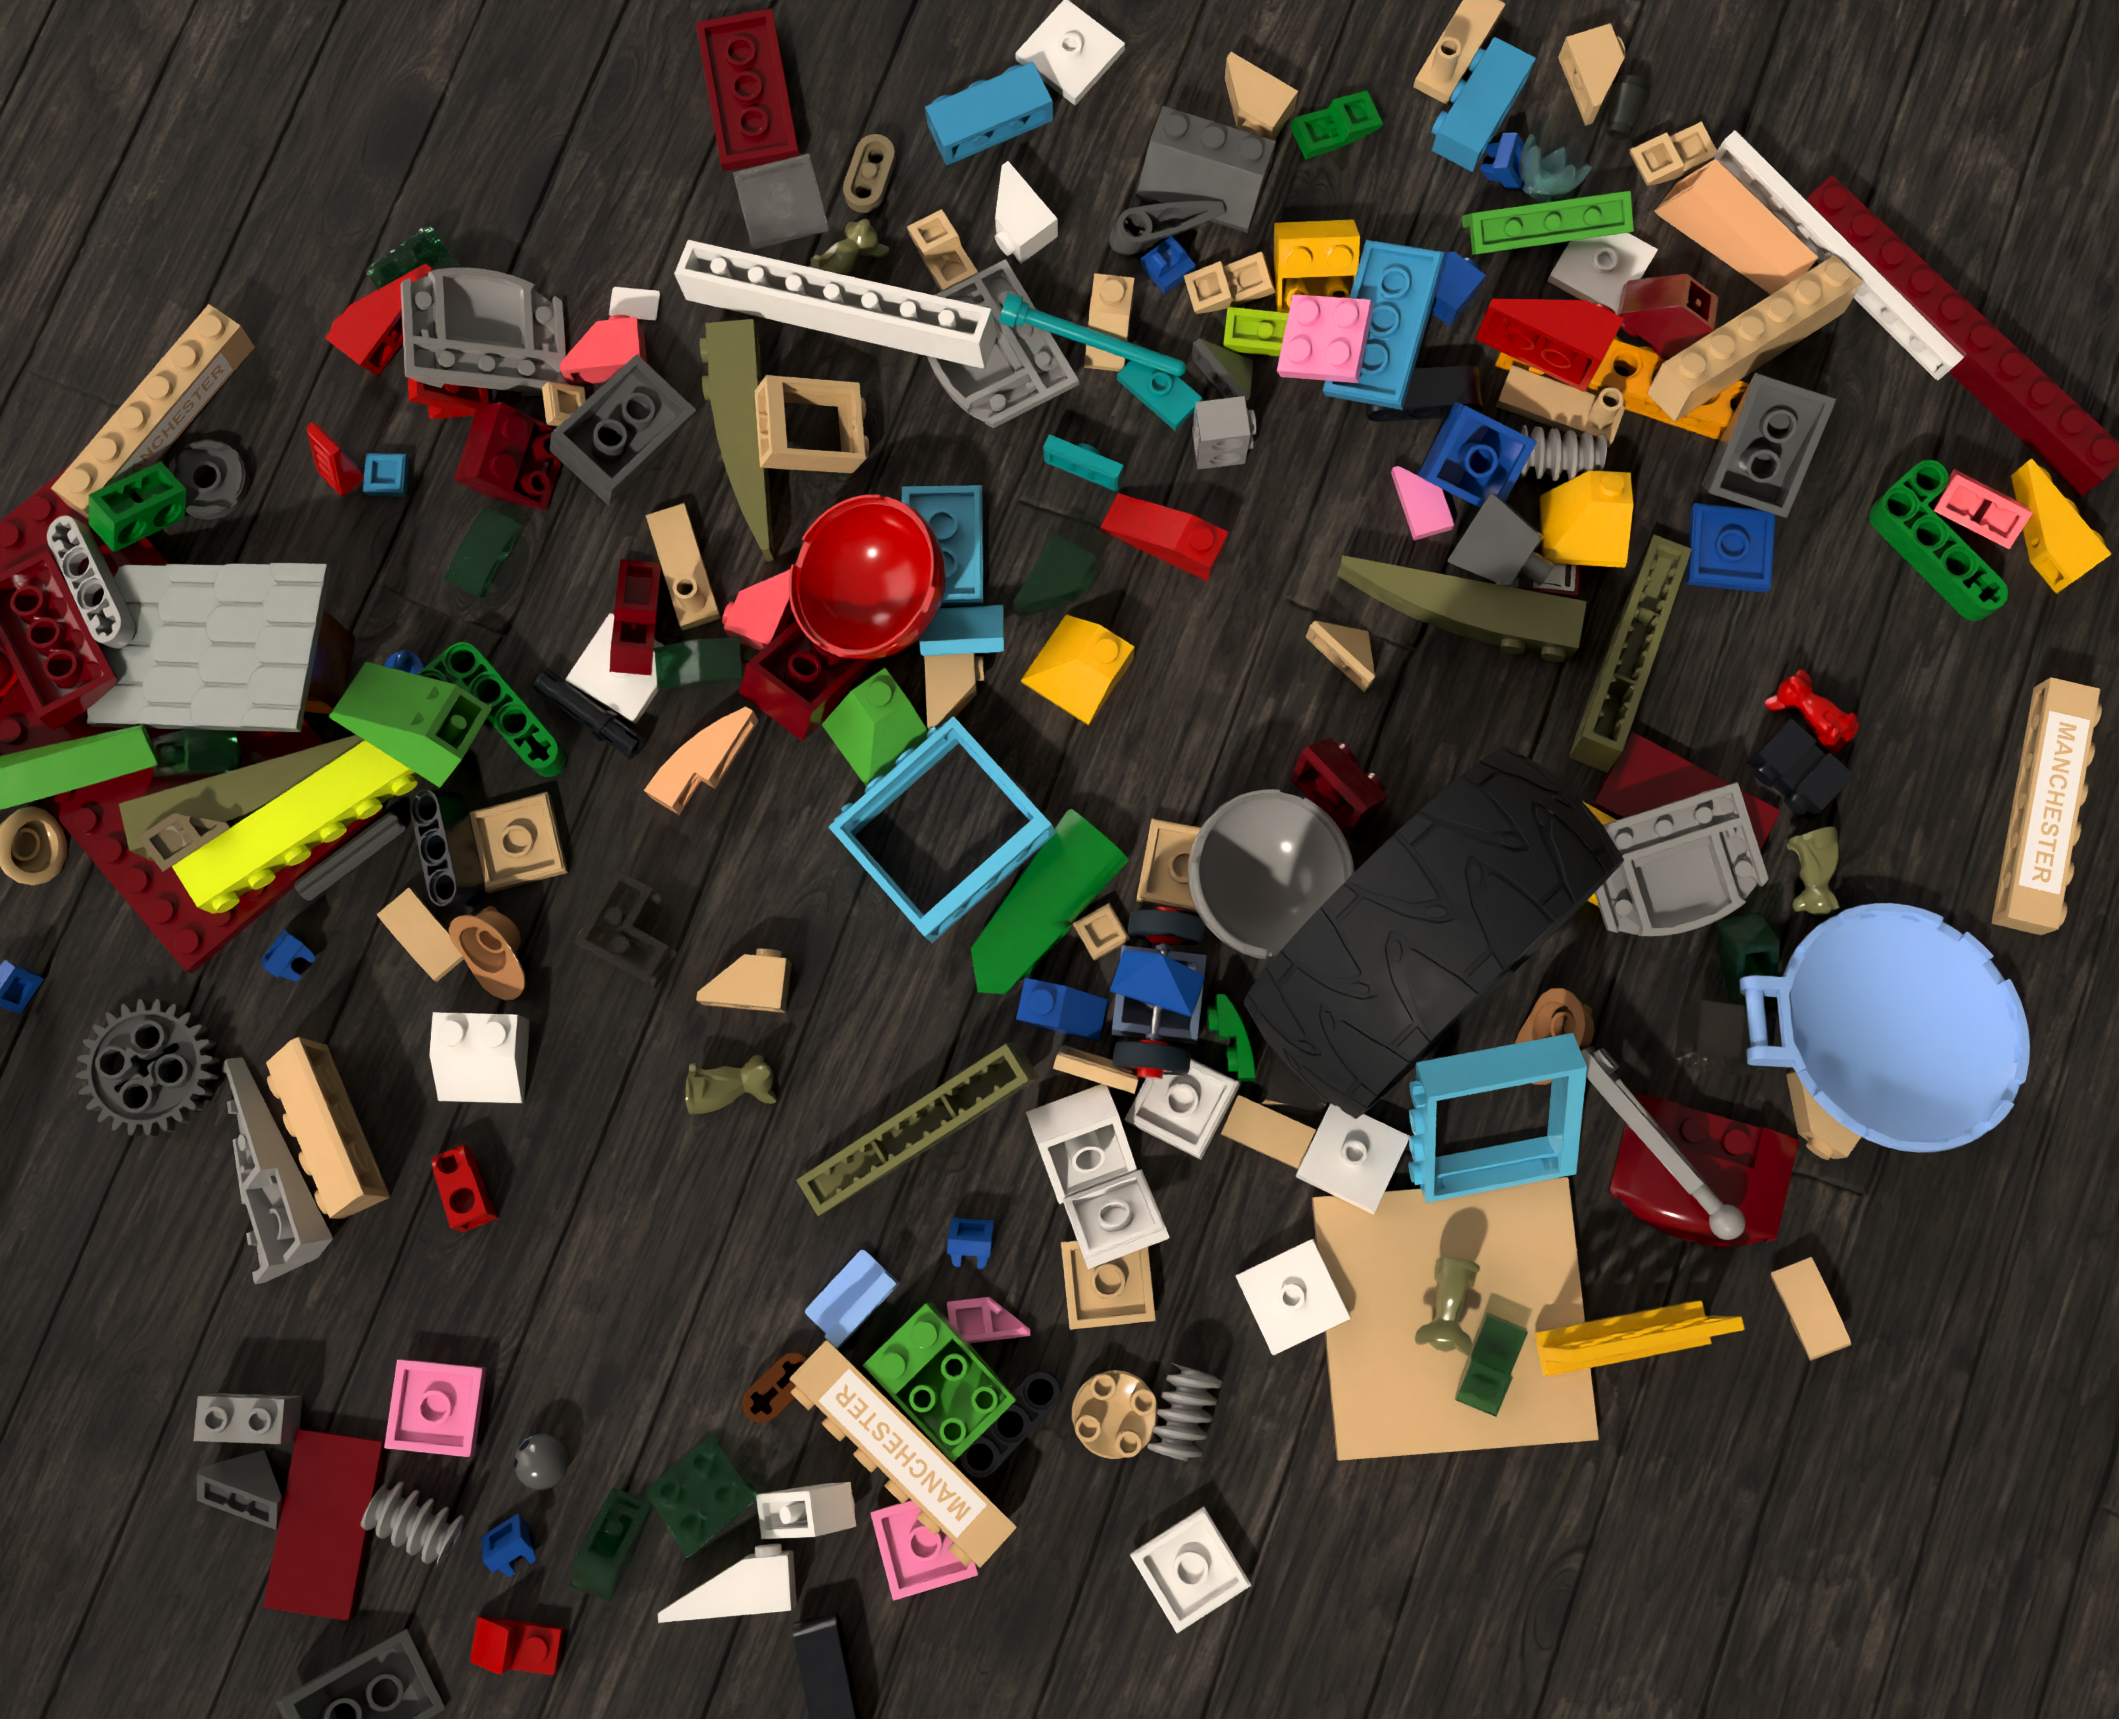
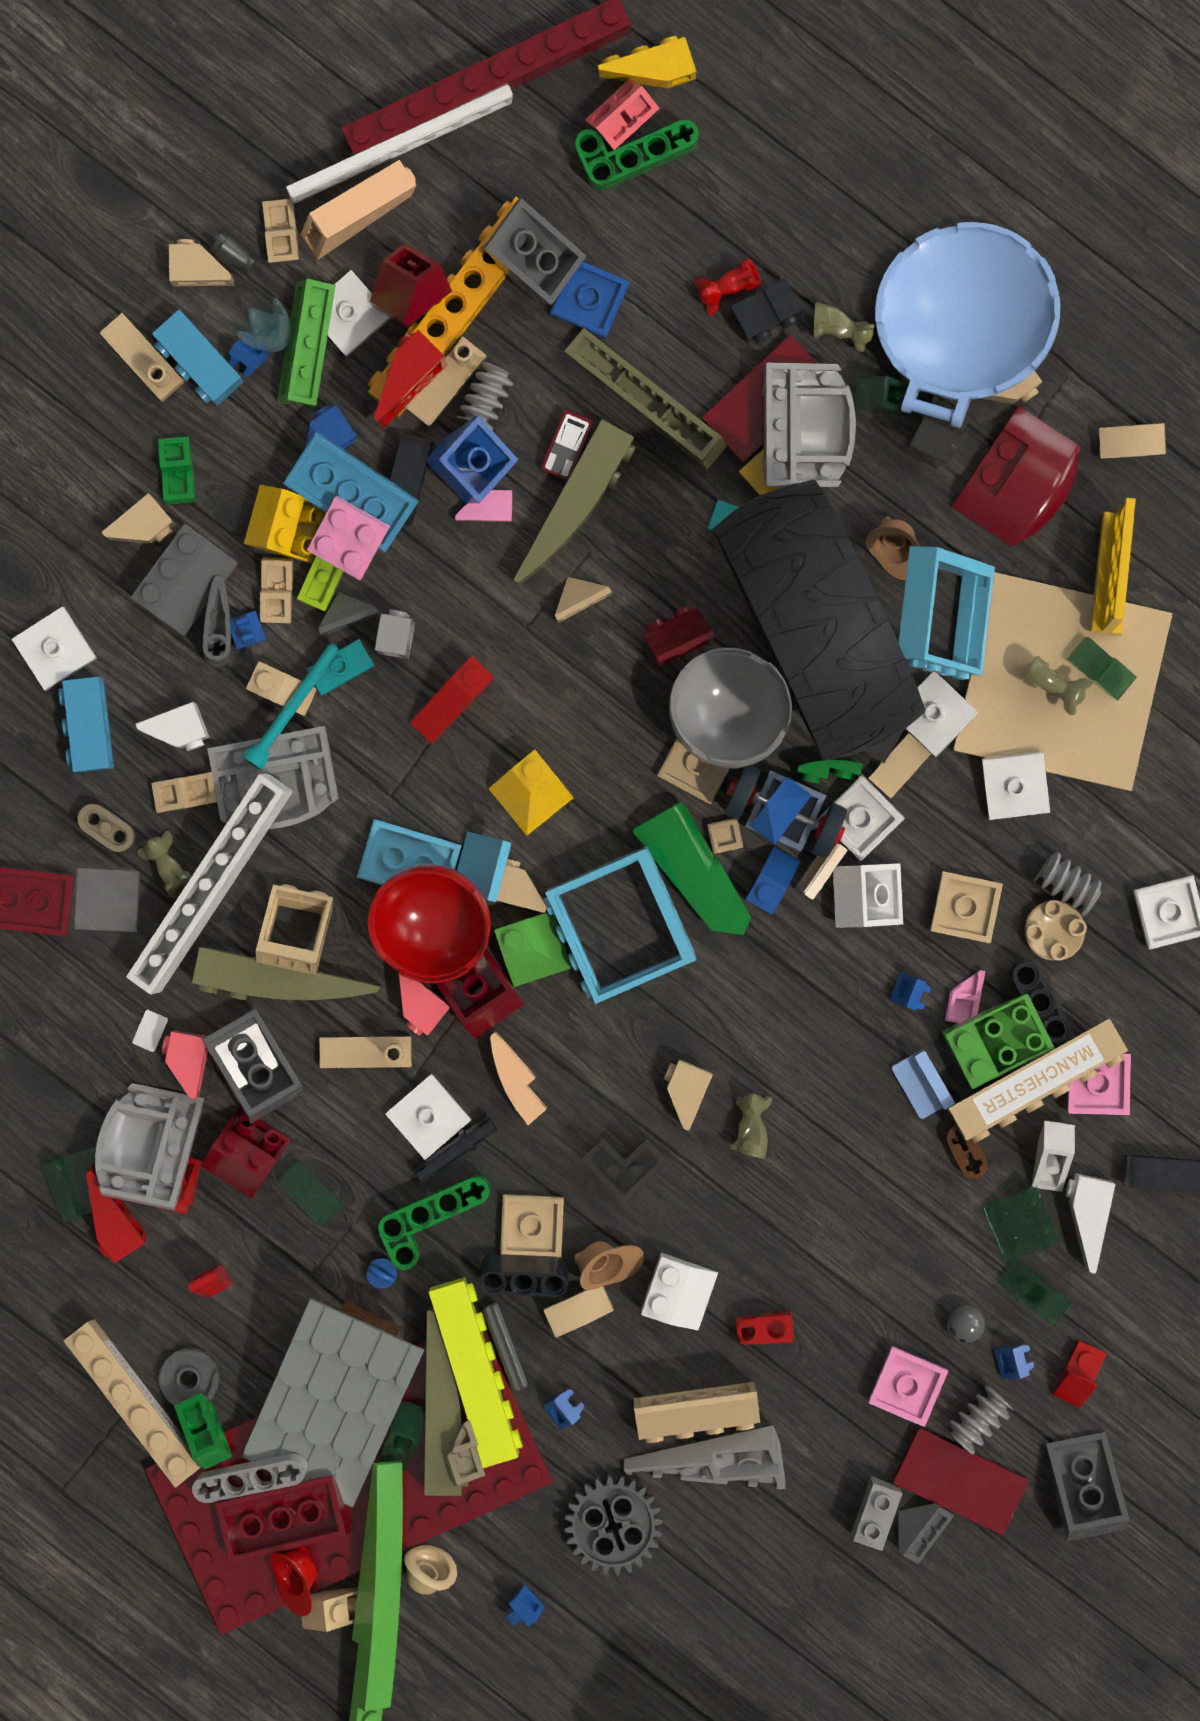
camera: 80 degrees left, 10 degrees up
(386, 474) = (227, 1247): dark azure tile -> none
(412, 718) = (431, 1271): bright green slope -> none
(561, 401) = (217, 1103): tan tile -> none
(635, 617) = (396, 1096): dark red slope -> none
(698, 663) = (446, 1060): clear green slope -> none
(918, 1127) = (823, 1003): olive slope -> none
(1057, 578) = (461, 786): clear green slope -> none
(1083, 462) = (380, 740): teal plate -> none
(1115, 1219) = (927, 889): white plate -> none
(1501, 546) = (544, 466): dark grey torso -> none
(1588, 520) = (541, 396): yellow slope -> none
(1724, 1220) = (945, 524): light grey plate -> none
(1753, 338) = (448, 230): tan brick -> none
(2047, 807) = (846, 149): tan brick -> none

